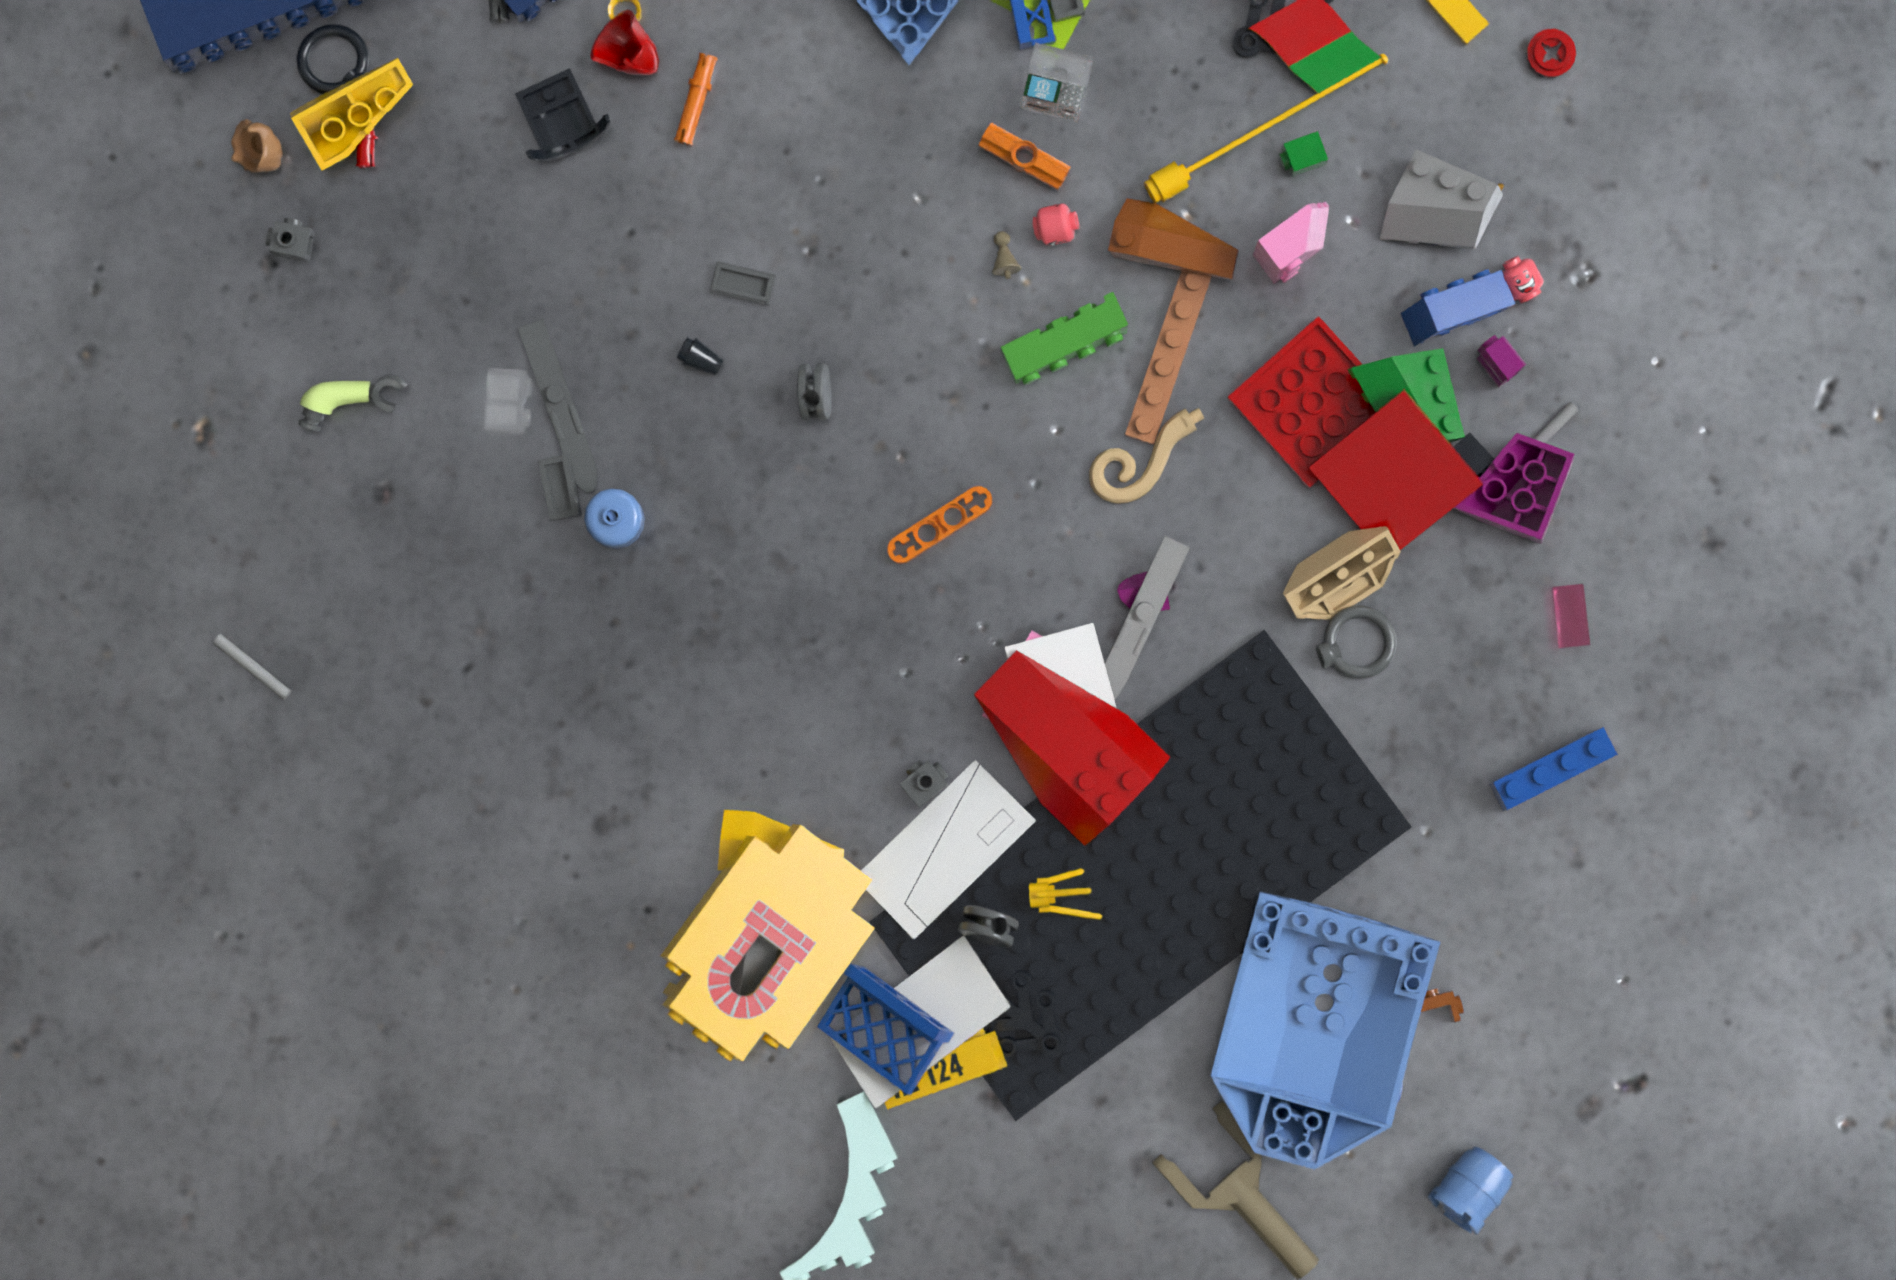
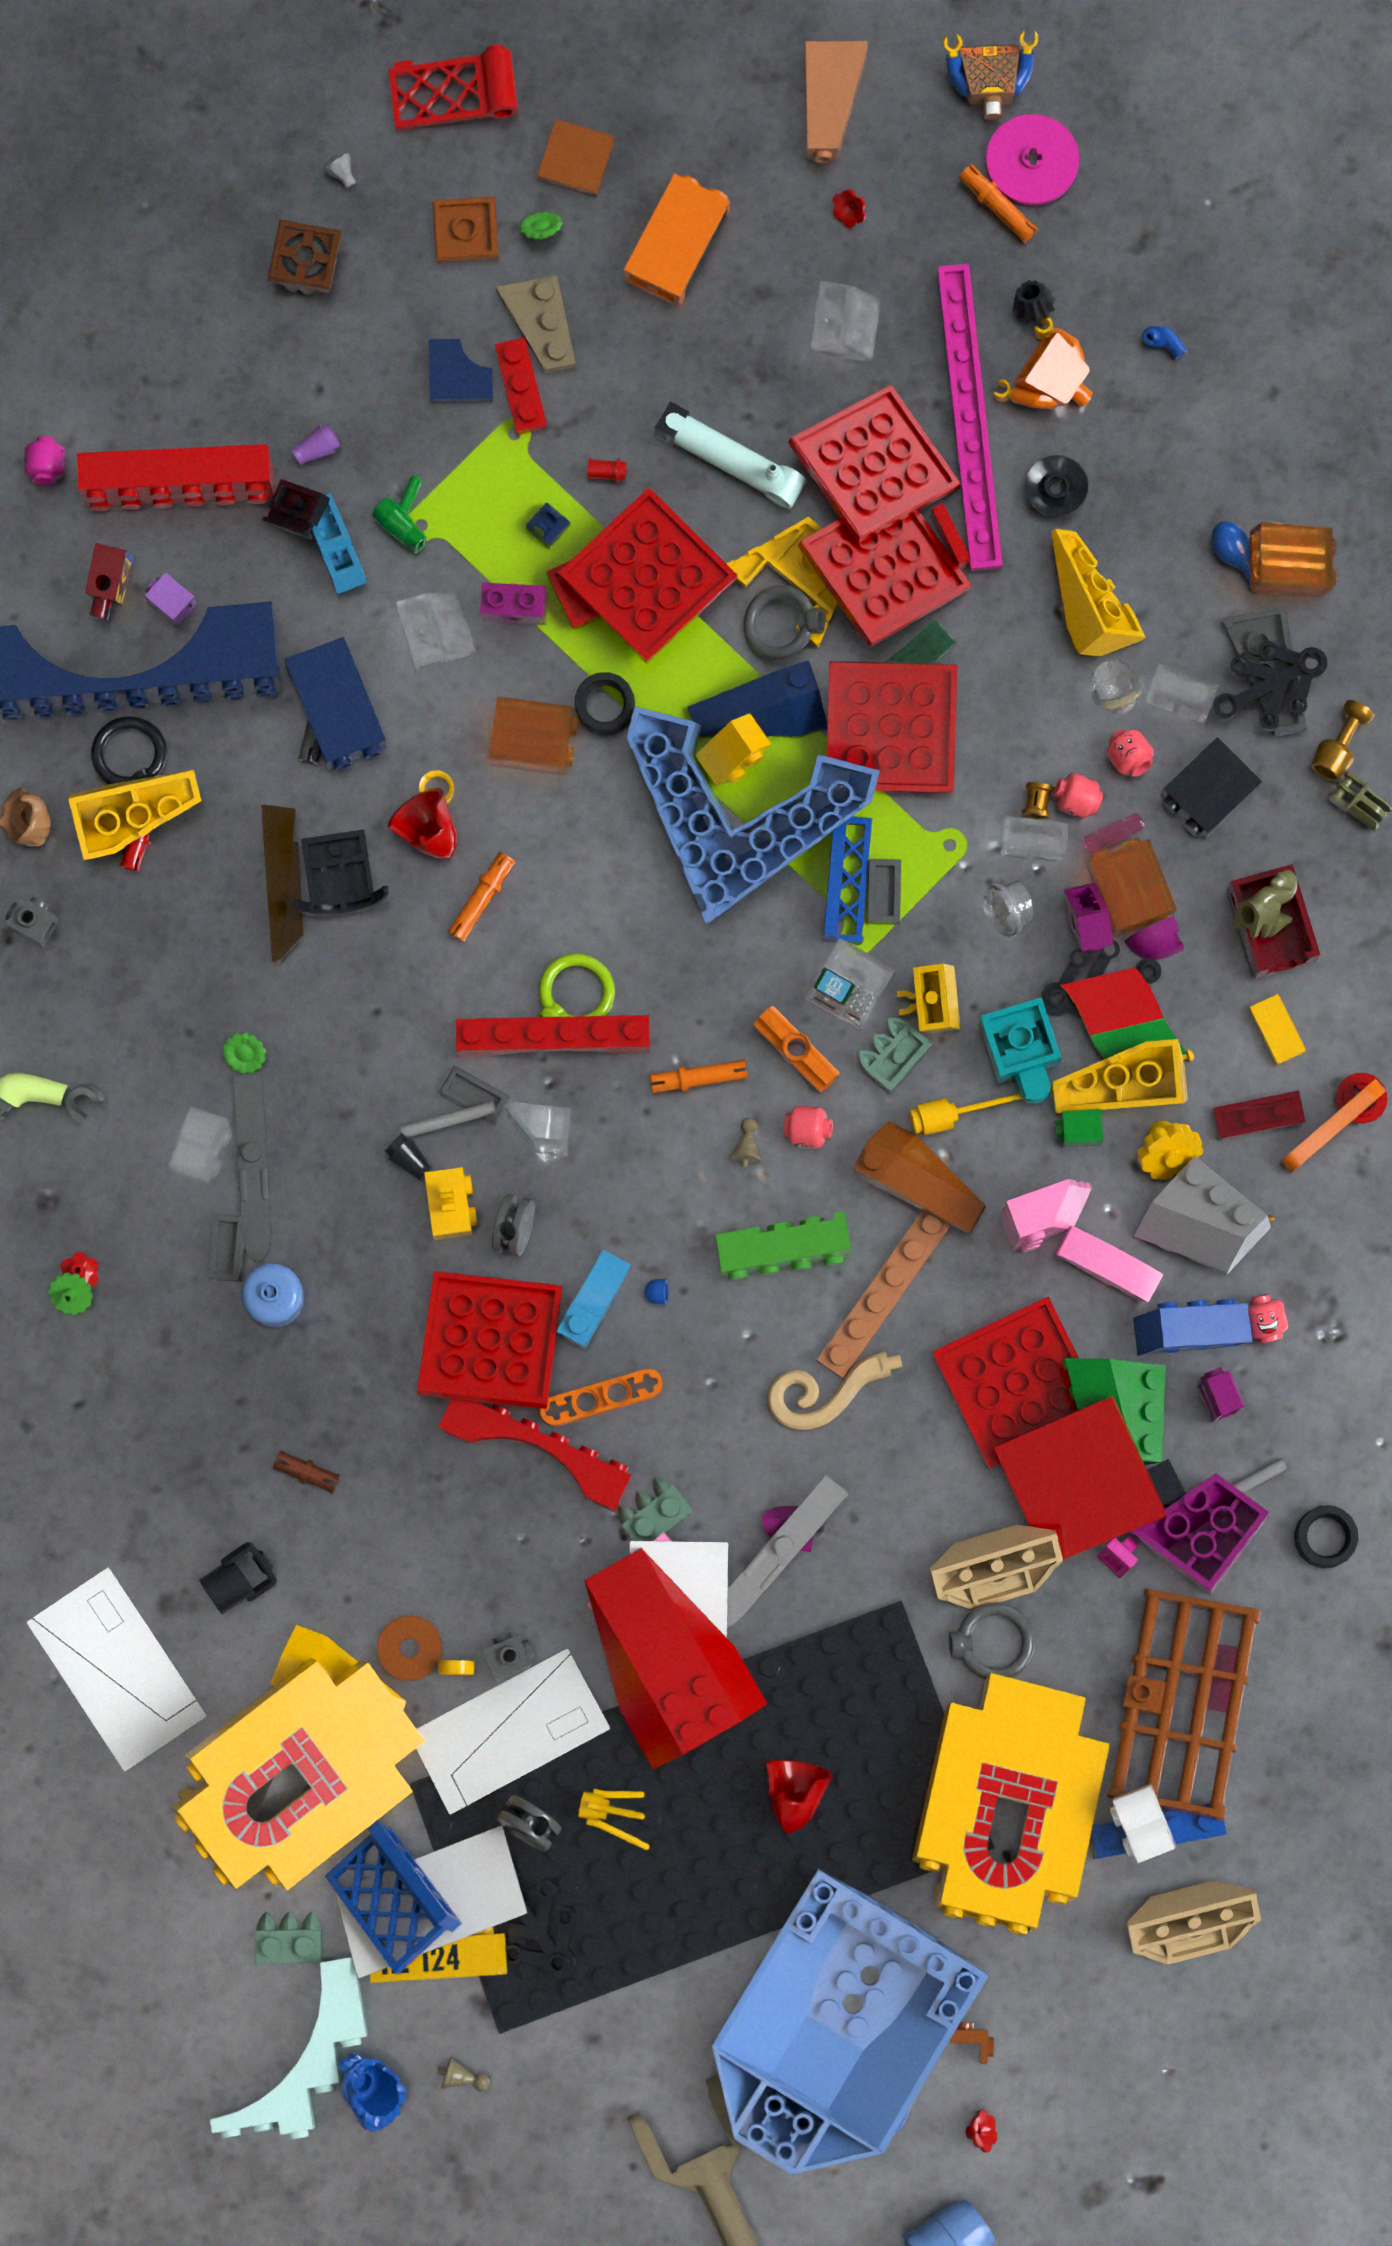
camera: 10 degrees right, 5 degrees down
(429, 570) = (70, 1293): none -> bright green piece
(437, 554) = (87, 1265): none -> red plant
(508, 136) = (282, 880): none -> dark brown wedge
(521, 305) = (244, 1053): none -> bright green piece
(573, 896) = (116, 1669): none -> white sticker
(653, 792) = (228, 1584): none -> black piece
(692, 669) = (306, 1472): none -> copper pin
(726, 312) = (449, 1119): none -> light grey bar
(750, 389) = (449, 1203): none -> yellow brick
(793, 188) = (551, 1008): none -> lime piece
(802, 1095) = (288, 1943): none -> sand green plate
(814, 294) = (543, 1127): none -> clear slope
(818, 200) = (531, 1034): none -> red arch
(823, 502) = (489, 1340): none -> red plate
(831, 580) = (598, 1480): none -> red arch
(832, 819) = (395, 1634): none -> dark orange tile
(880, 806) = (456, 1667): none -> yellow piece
(906, 438) = (593, 1299): none -> dark azure slope
(916, 1205) = (371, 2091): none -> blue hair
(941, 207) = (698, 1076): none -> orange pin
(962, 414) = (657, 1291): none -> blue hinge
(988, 1168) = (458, 2076): none -> dark tan piece
(1018, 616) = (654, 1514): none -> sand green plate
(1117, 135) = (896, 1054): none -> sand green plate
(1138, 74) = (934, 998): none -> yellow brick
(1219, 828) = (795, 1791): none -> red helmet
(1230, 95) = (1022, 1047): none -> teal brick
(1339, 94) = (1133, 1078): none -> yellow wedge
(1366, 271) = (1109, 1264): none -> bright pink slope
(1390, 150) = (1168, 1149): none -> yellow plant
(1415, 732) = (1024, 1751): none -> yellow panel
(1449, 533) = (1119, 1556): none -> dark pink tile
(1463, 95) = (1259, 1115): none -> dark red hinge
(1473, 1081) = (982, 2131): none -> red plant
(1521, 649) = (1158, 1699): none -> dark orange door
(1533, 85) = (1333, 1125): none -> orange beam
(1540, 766) = (1143, 1823): none -> white brick
(1609, 840) = (1193, 1921): none -> tan wedge
(1631, 438) = (1342, 1518): none -> black tyre

